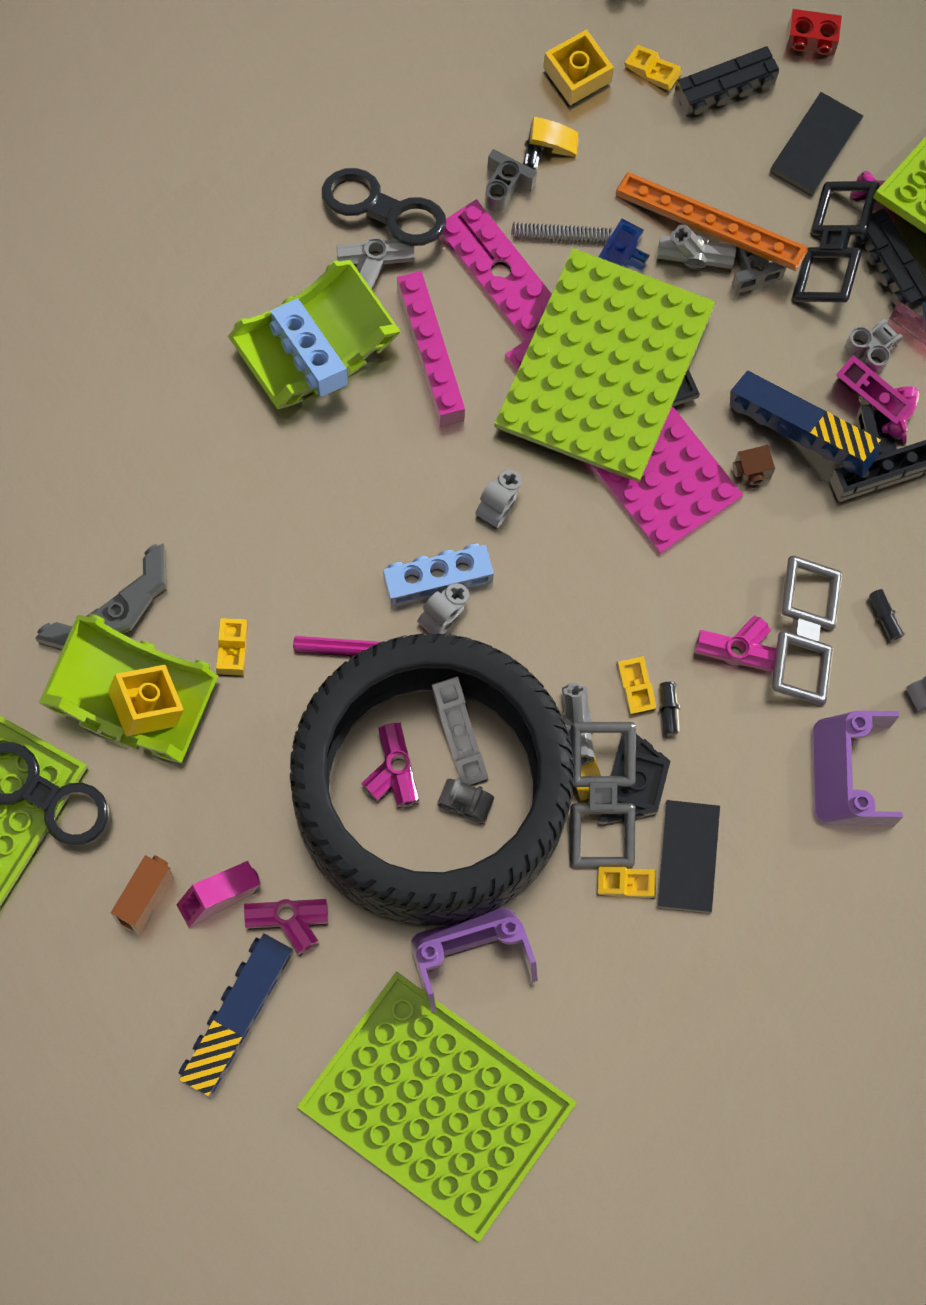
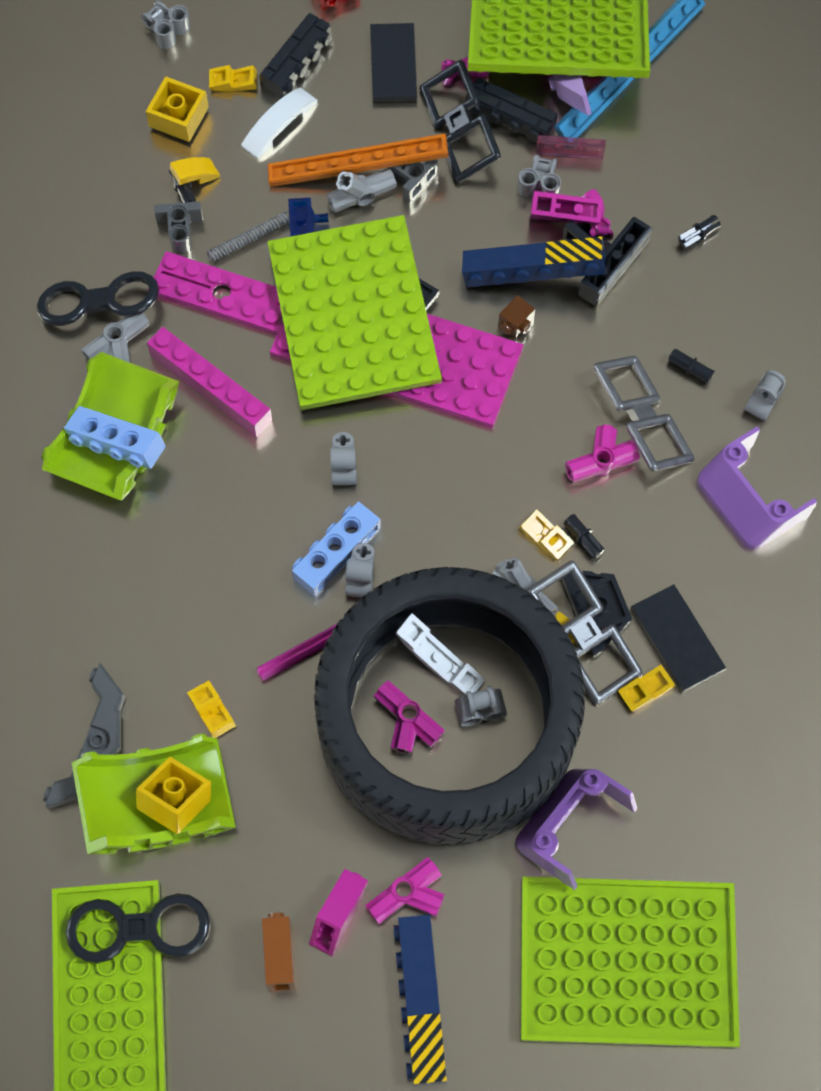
camera: 30 degrees left, 5 degrees down
(666, 133) = (276, 120): none -> white slope

